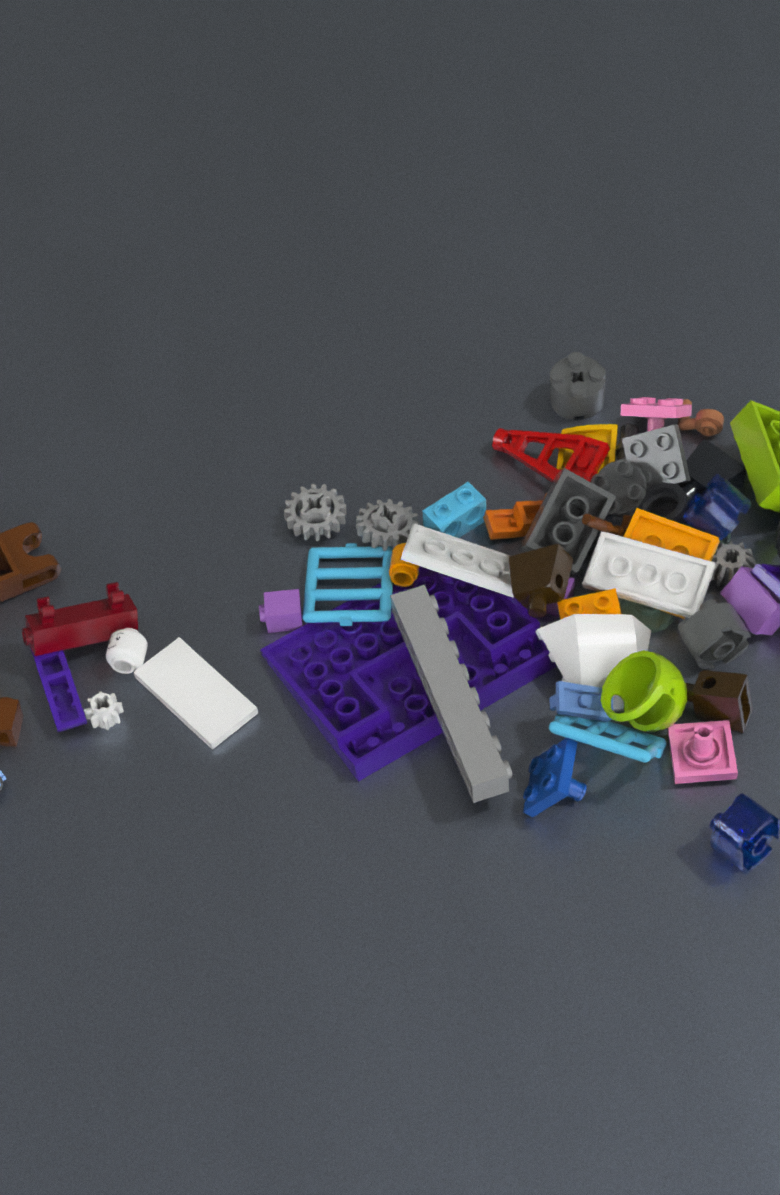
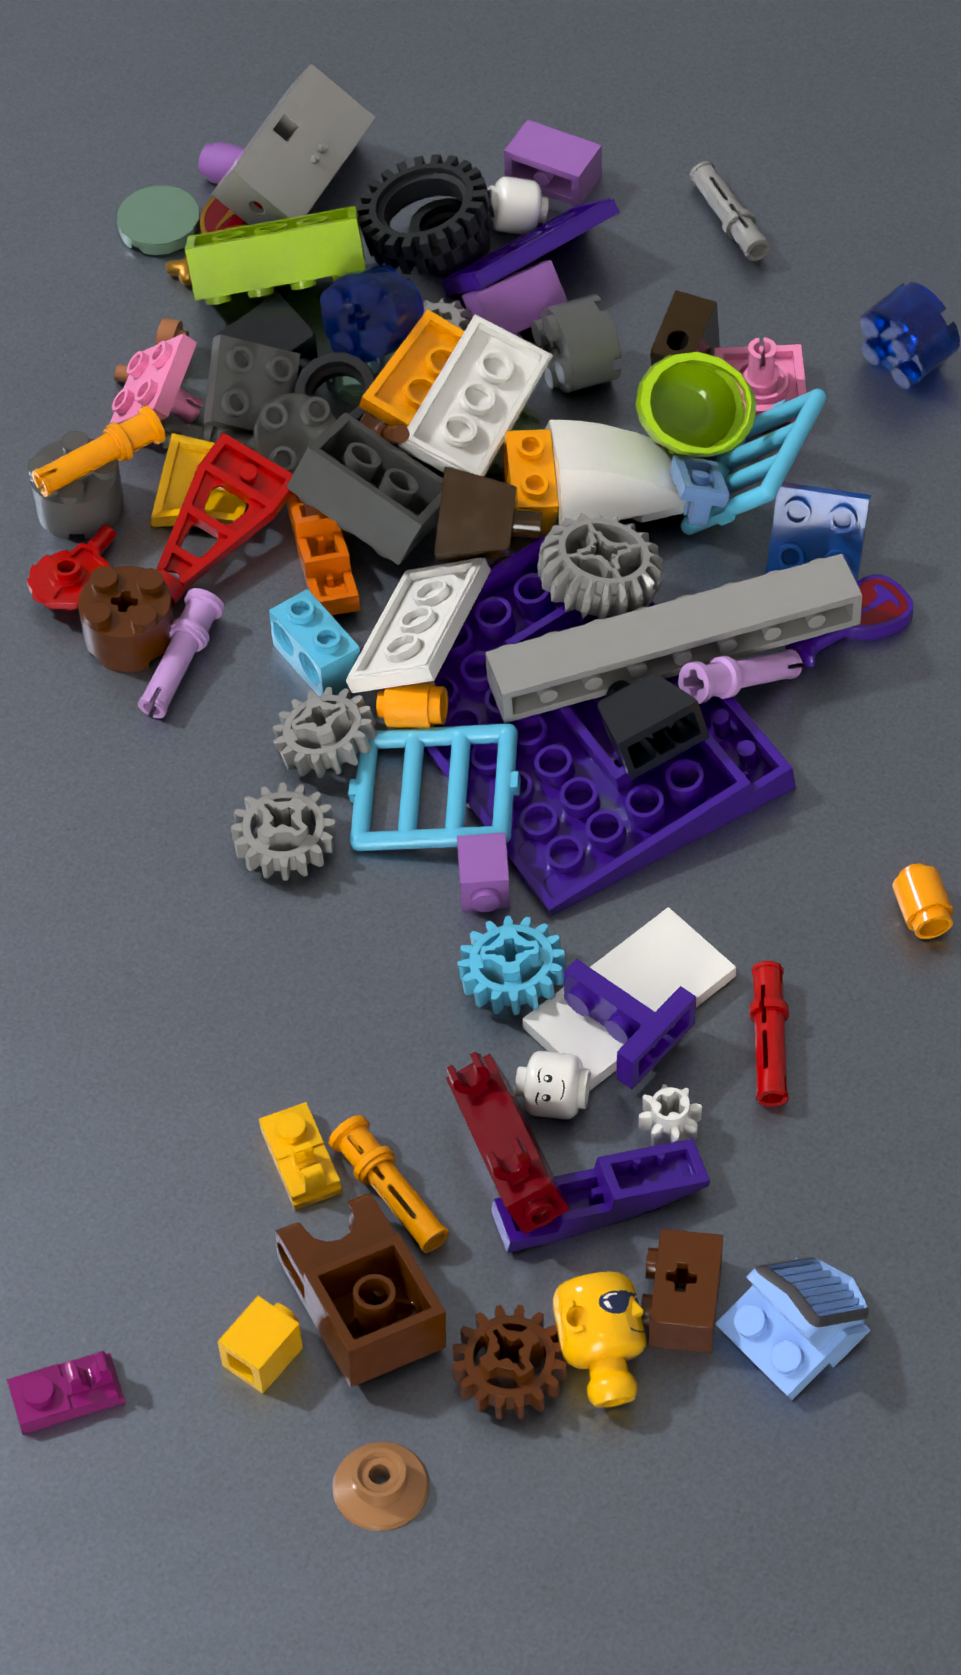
camera: 90 degrees left, 0 degrees up
(83, 572) = (373, 1166): none -> light orange pin
(97, 541) = (300, 1156): none -> yellow plate
(155, 691) = (645, 1032): none -> dark purple bracket
(156, 763) = (769, 1017): none -> red pin
(199, 631) = (512, 965): none -> medium azure gear
(256, 844) = (923, 901): none -> light orange brick
(377, 676) = (650, 722): none -> black torso
(418, 721) = (726, 676): none -> lavender pin
(464, 454) = (188, 636): none -> lavender pin
(472, 420) = (126, 616): none -> reddish brown brick
(502, 824) = (884, 612): none -> dark purple piece
(512, 395) = (62, 576): none -> red piece
(521, 635) = (599, 566): none -> light grey gear
(589, 388) = (117, 443): none -> light orange pin

